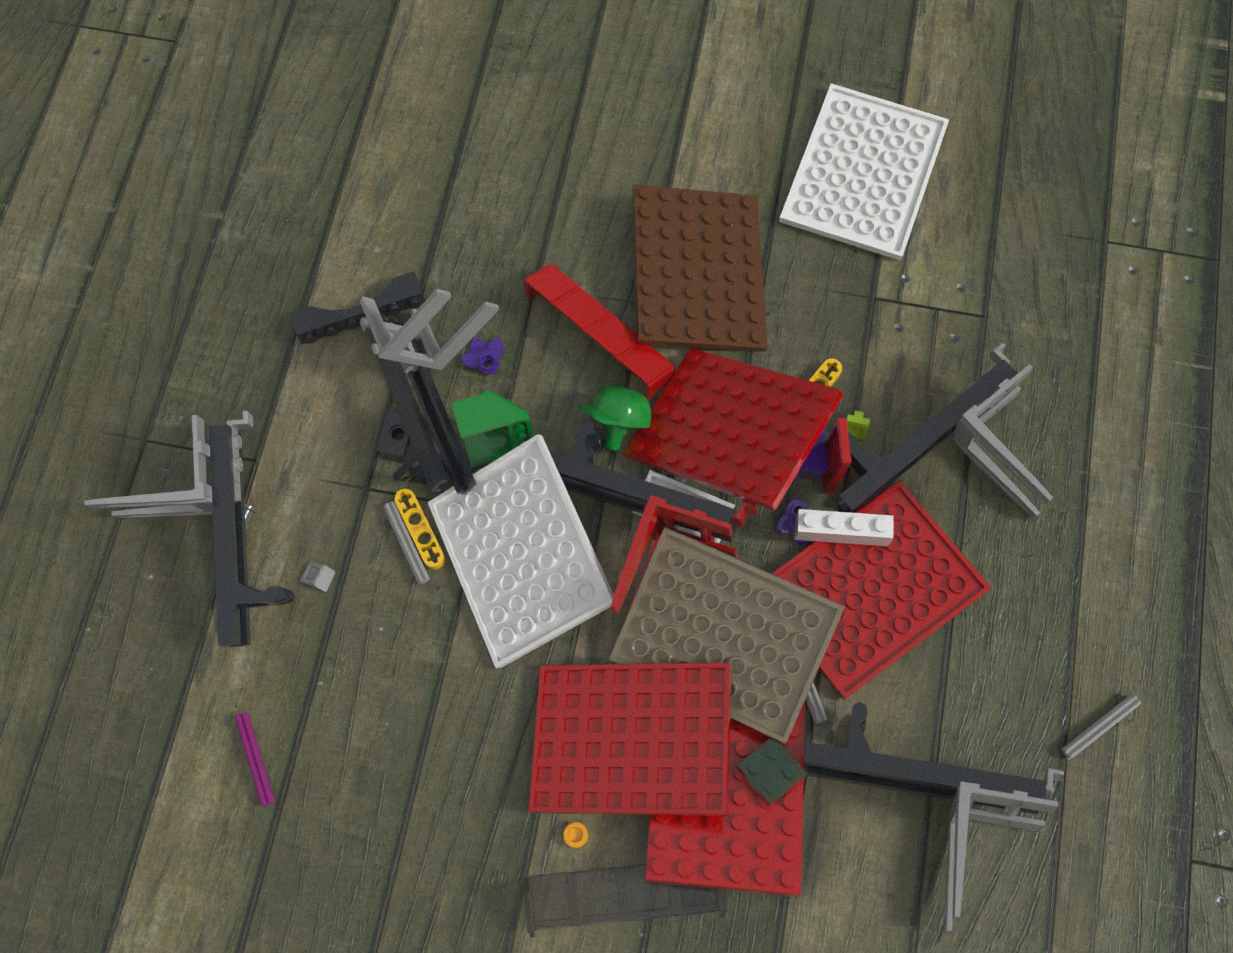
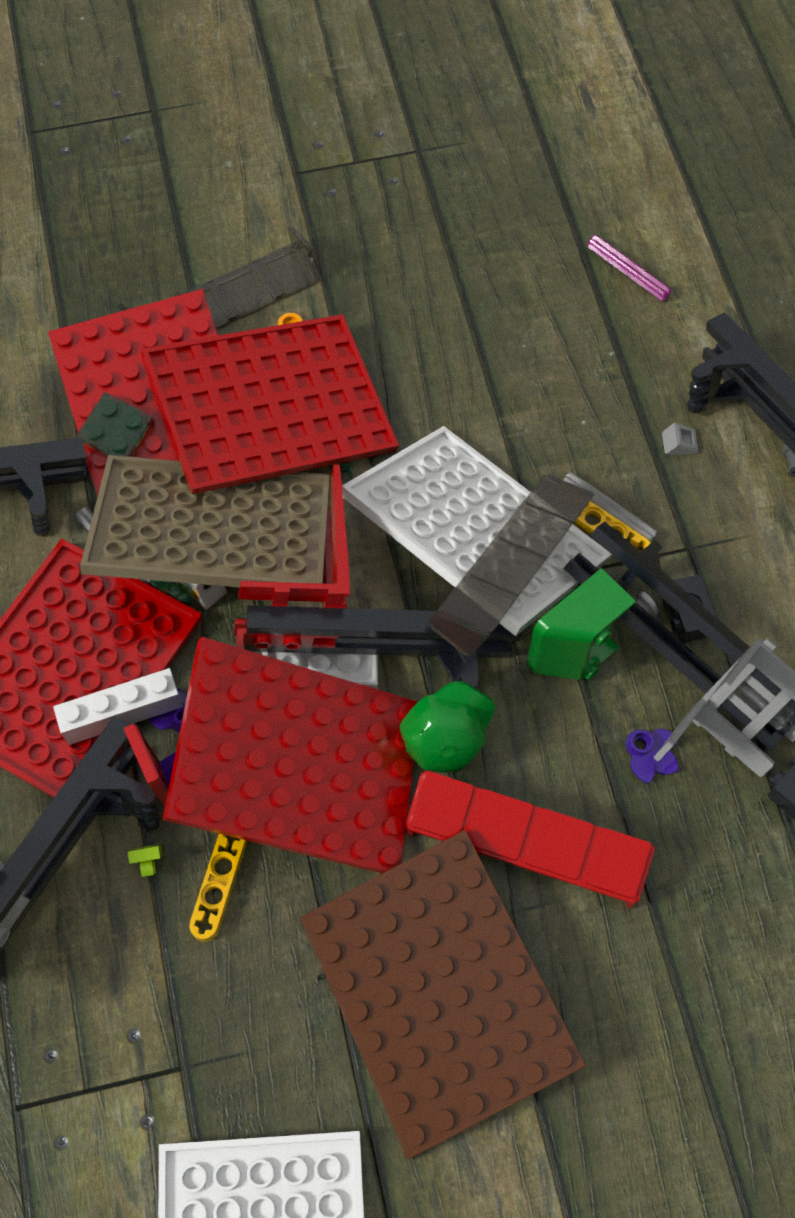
camera: 155 degrees right, 5 degrees down
(507, 495) = (509, 563): none -> clear smoke piece

